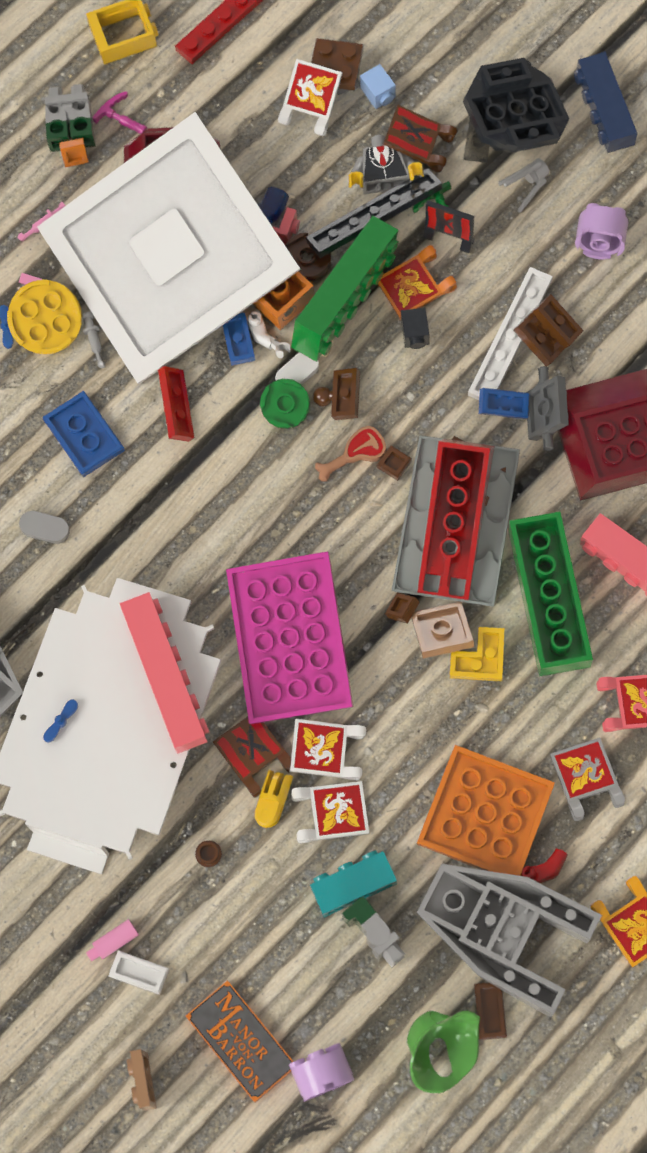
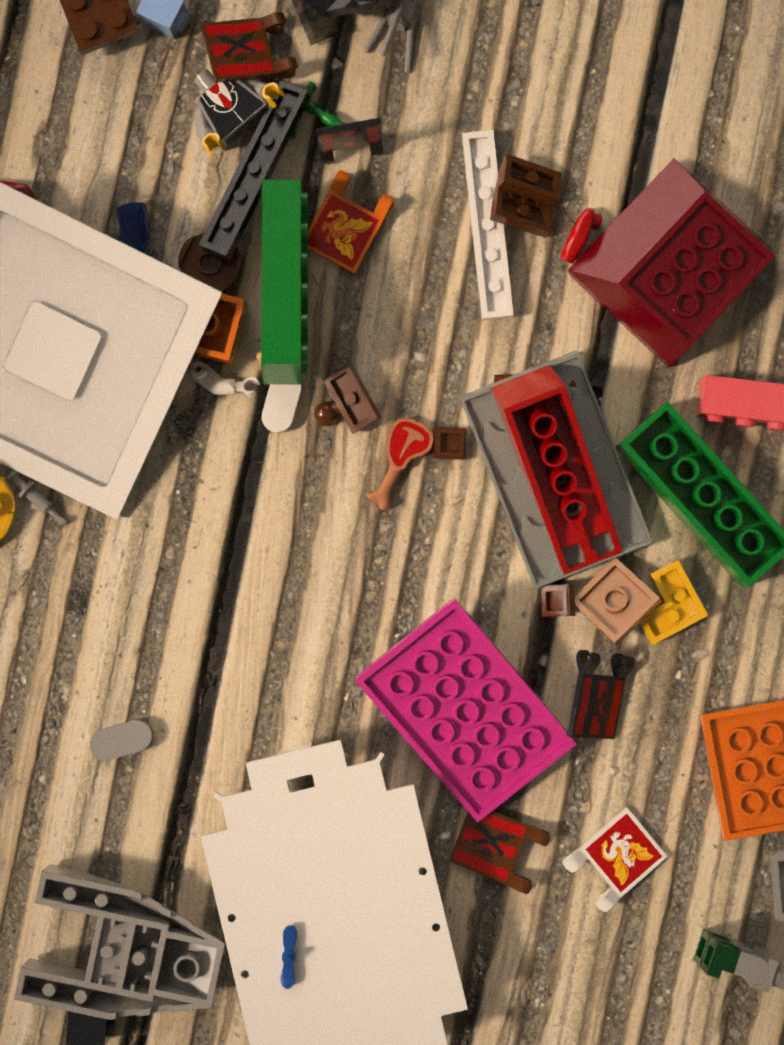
camera: 40 degrees left, 15 degrees up
(83, 434) = (94, 610): blue tile -> none
(163, 672) = (366, 841): coral brick -> none
(176, 404) = (175, 519): red plate -> none
(208, 853) = (519, 979): reddish brown plate -> none
(238, 340) = (198, 406): blue plate -> none
(272, 798) = (551, 894): yellow arm -> none
(285, 403) = (293, 447): green tile -> none
(288, 226) = (168, 239): coral bracket -> none
(311, 92) = (94, 64): flag -> none
(321, 748) = (568, 803): flag -> none
(352, 882) = (686, 922): teal brick -> none
(386, 688) = (598, 696): none -> black flag
(415, 328) = (382, 279): black brick -> none
(503, 403) = (528, 309): blue plate -> none
(547, 408) = (580, 289): dark grey plate -> none
(575, 371) = (579, 234): none -> red arm
(601, 231) = (517, 45): lavender brick -> none

